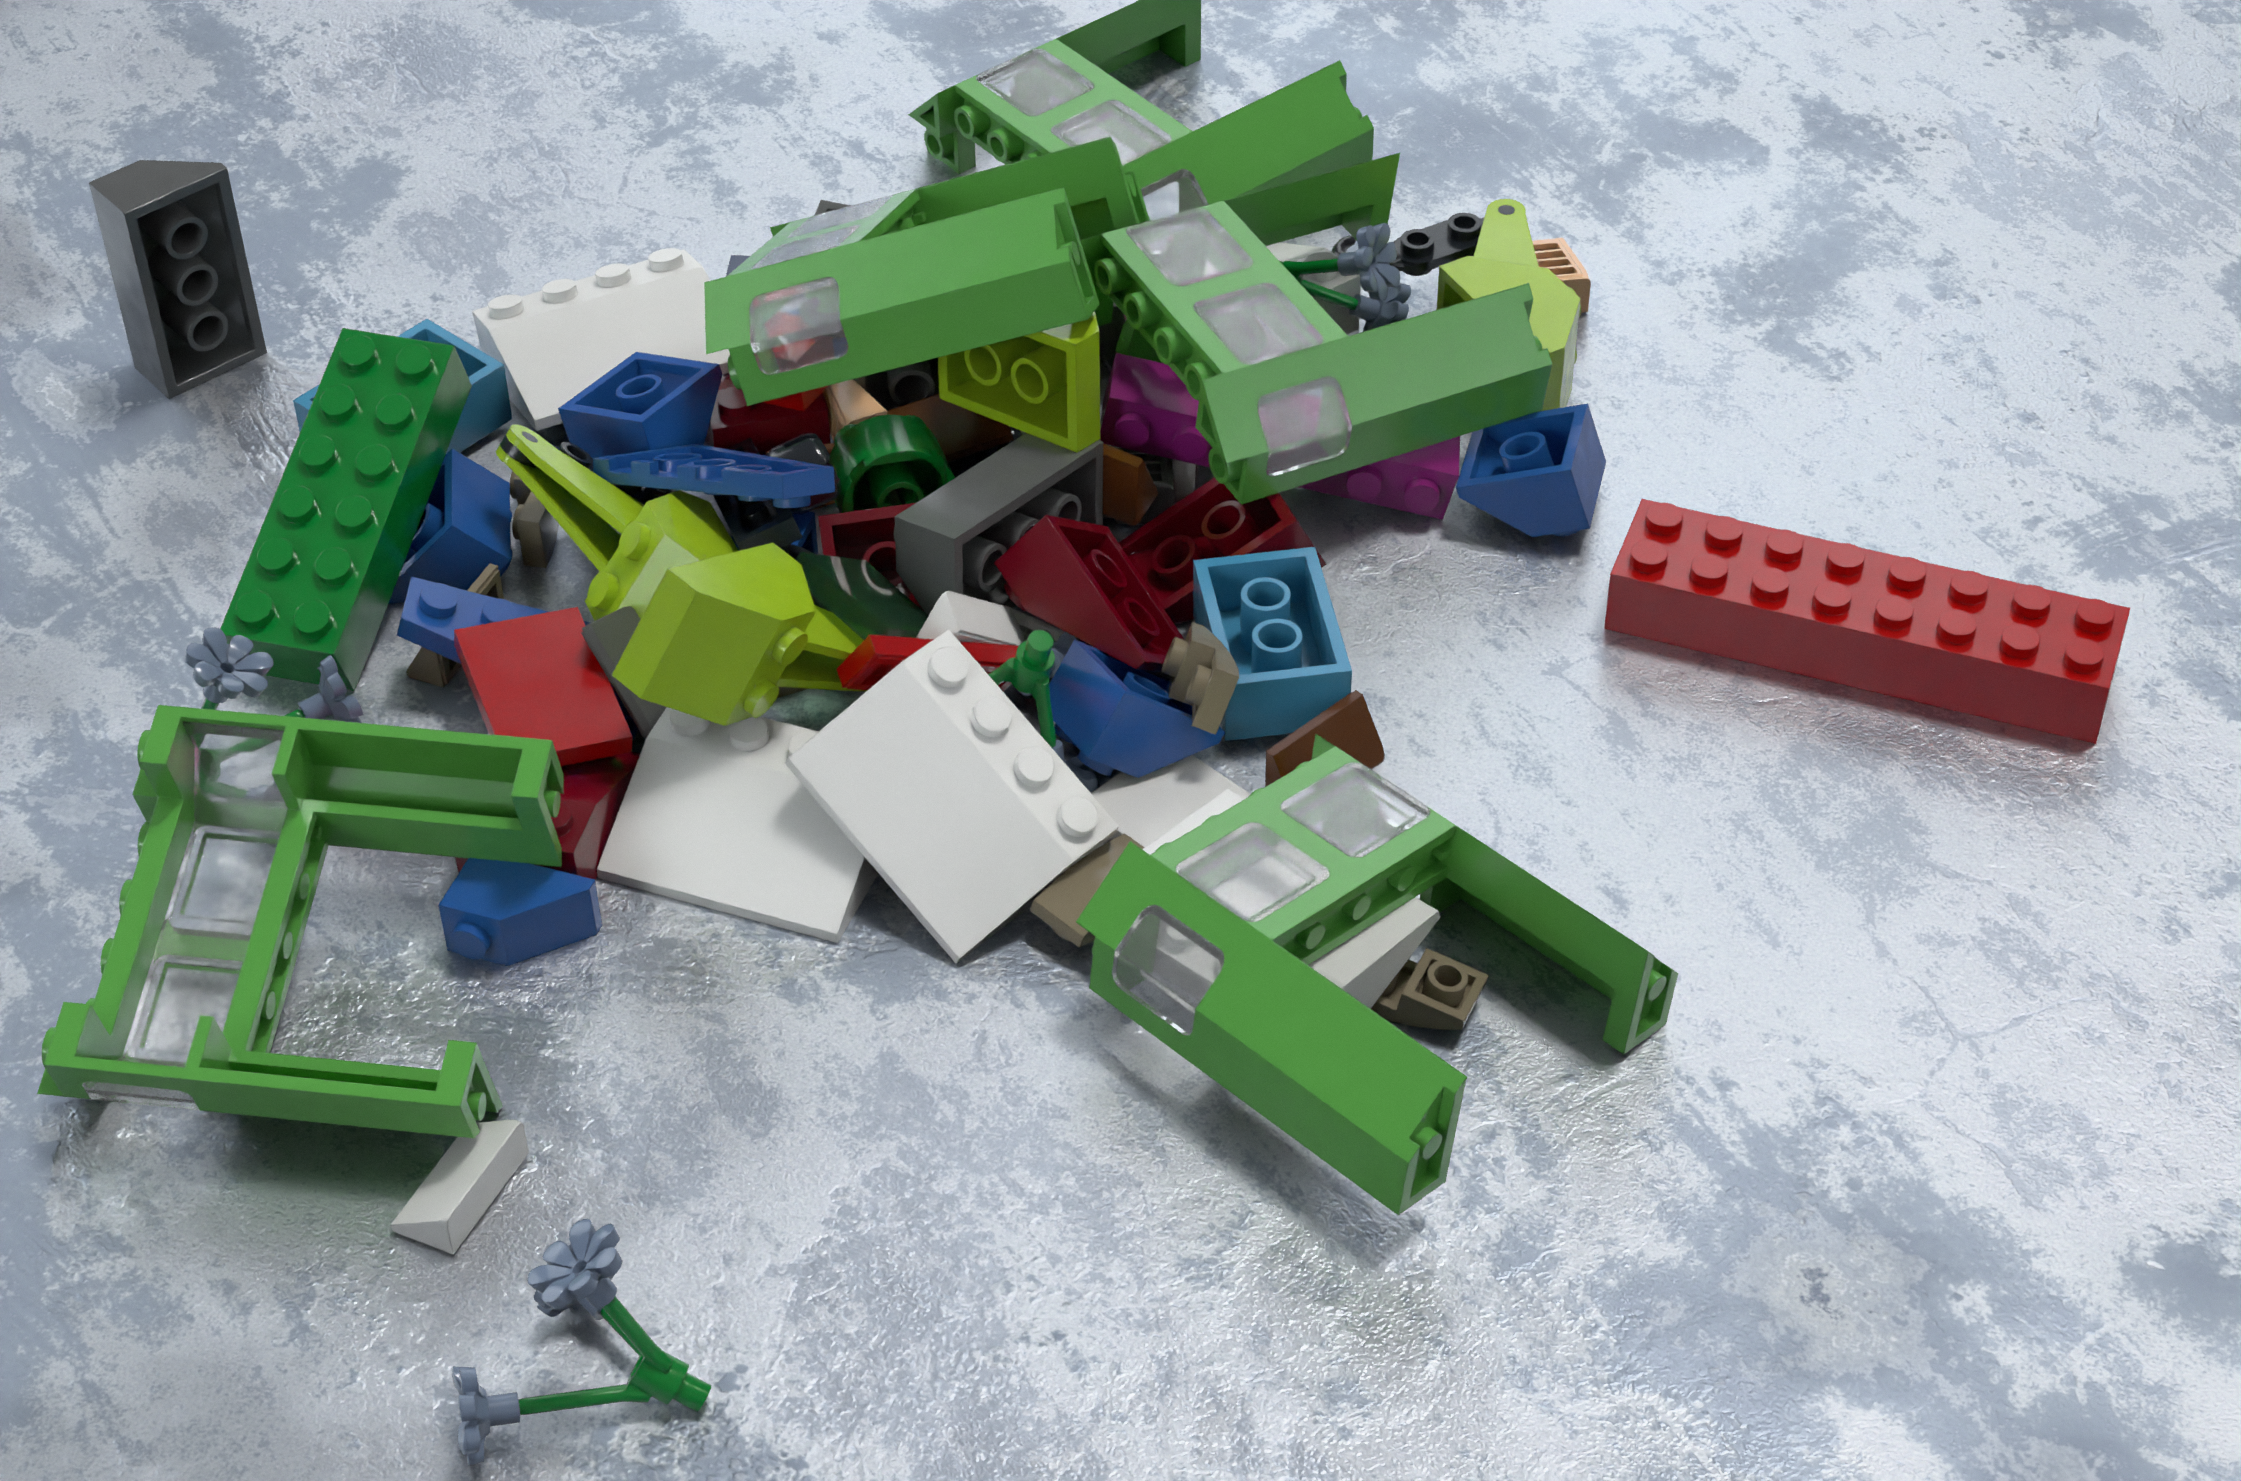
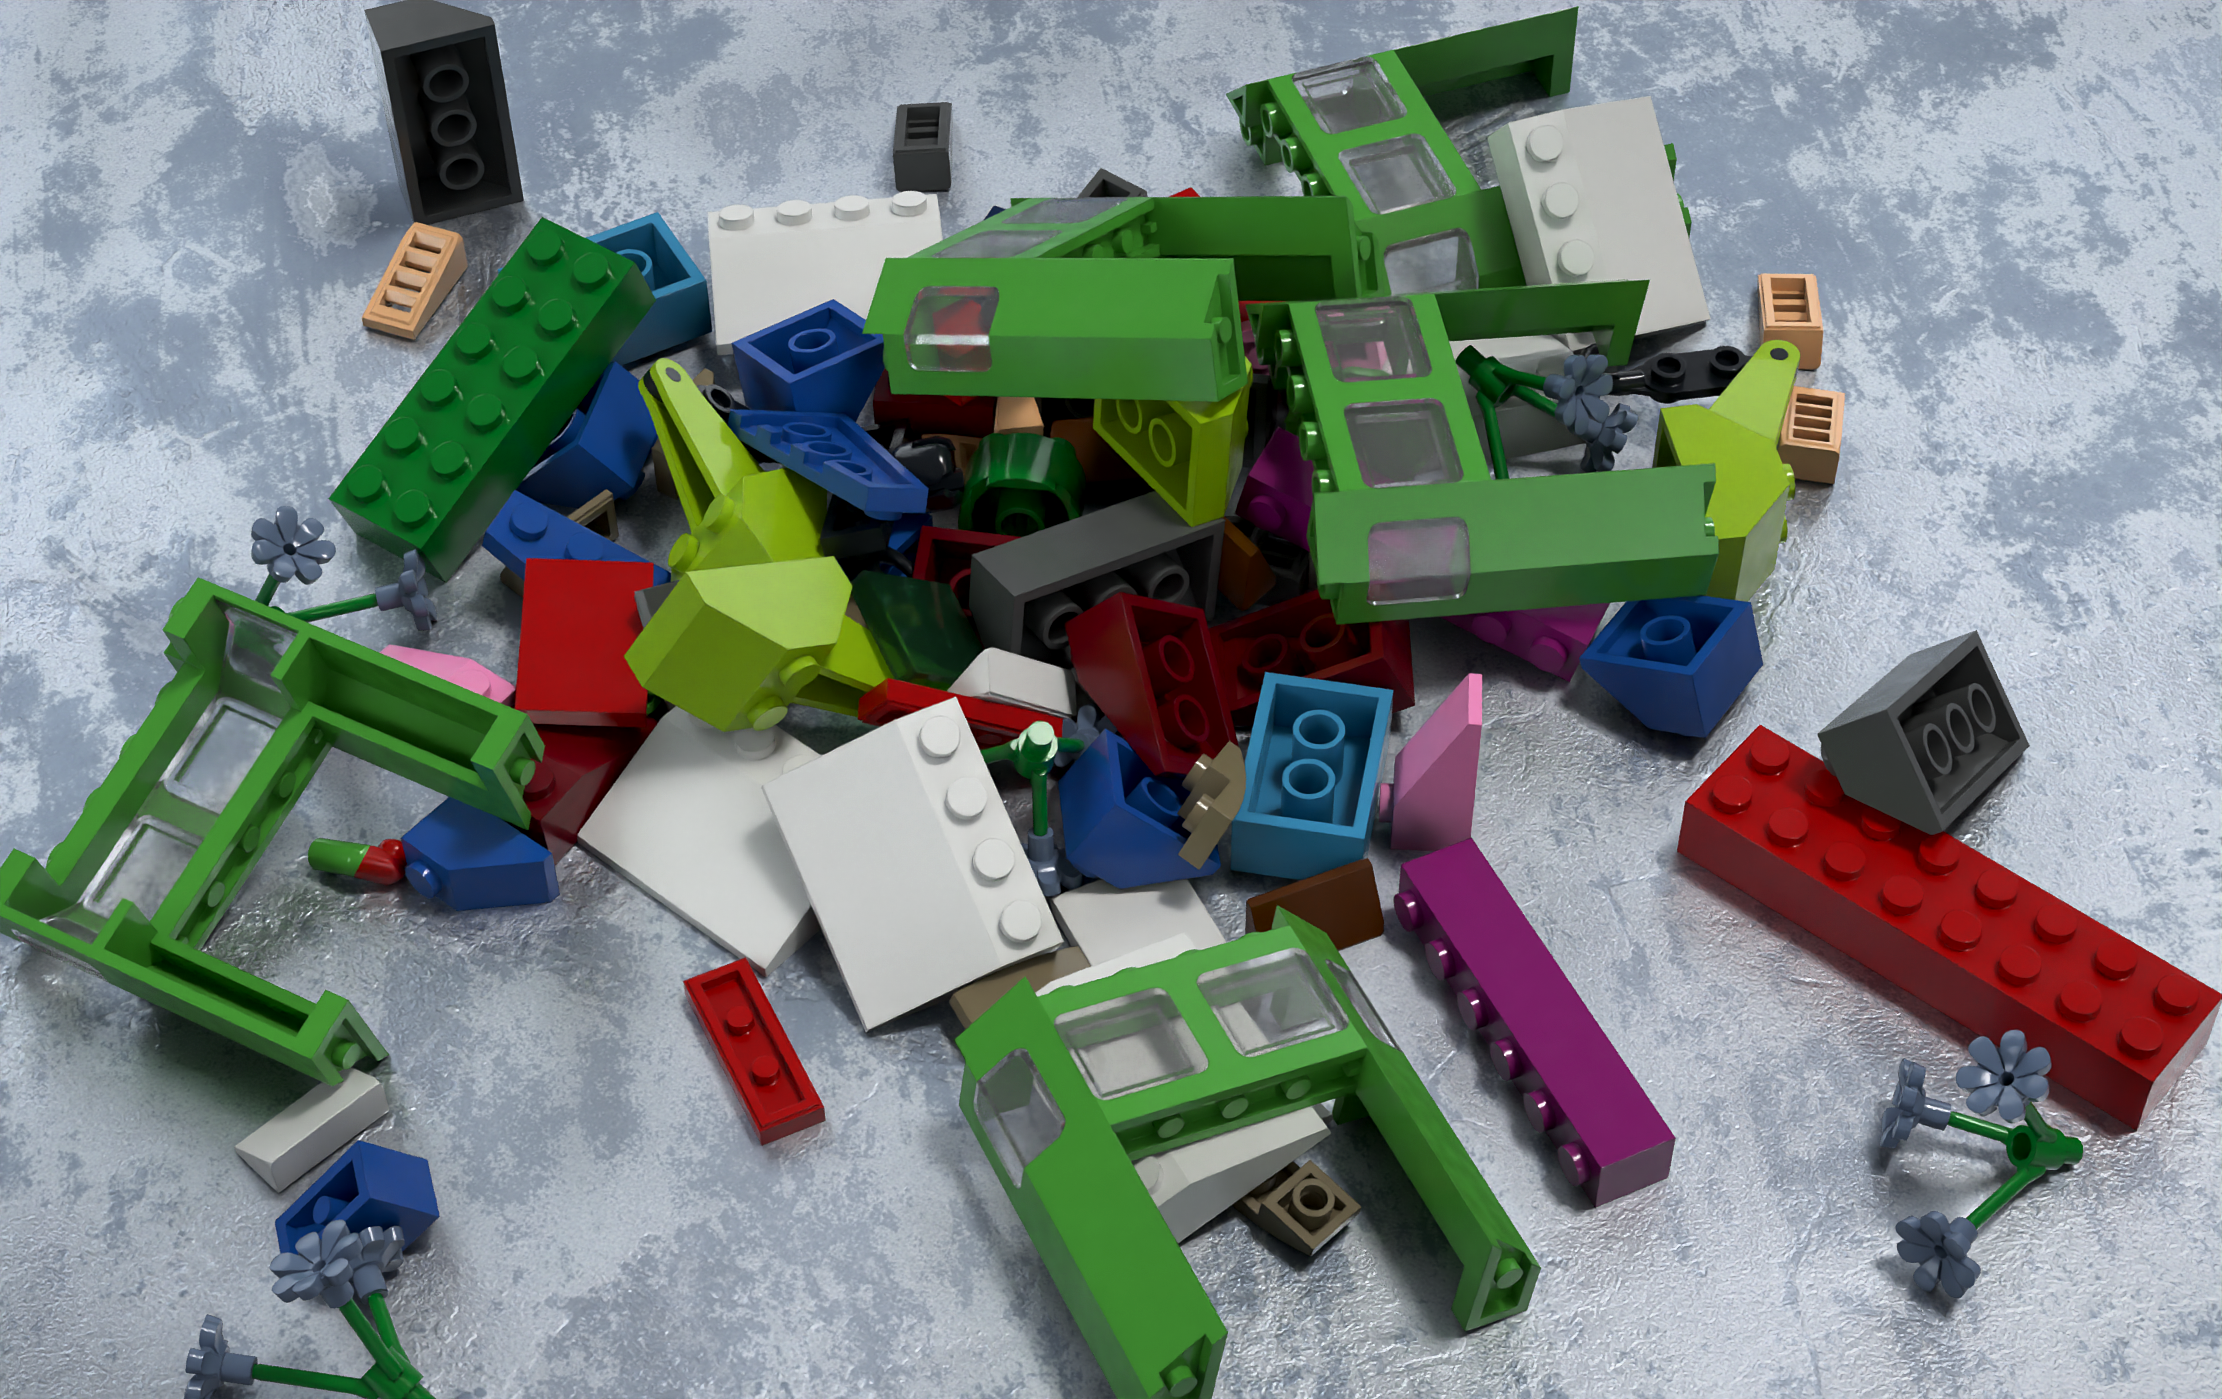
camera: 20 degrees right, 5 degrees up
(198, 433) = (420, 249): none -> light nougat slope
(402, 942) = (362, 861): none -> arm
(537, 1219) = (365, 1190): none -> blue slope
(636, 221) = (923, 147): none -> dark grey slope
(861, 1005) = (754, 1051): none -> red tile
(1288, 117) = (1599, 204): none -> white slope
(1389, 602) = (1437, 775): none -> bright pink slope
(1481, 180) = (1791, 313): none -> light nougat slope
(1561, 788) = (1534, 1024): none -> magenta brick
(1784, 471) = (1926, 736): none -> dark grey slope
(2008, 703) = (2002, 1081): none -> sand blue plant

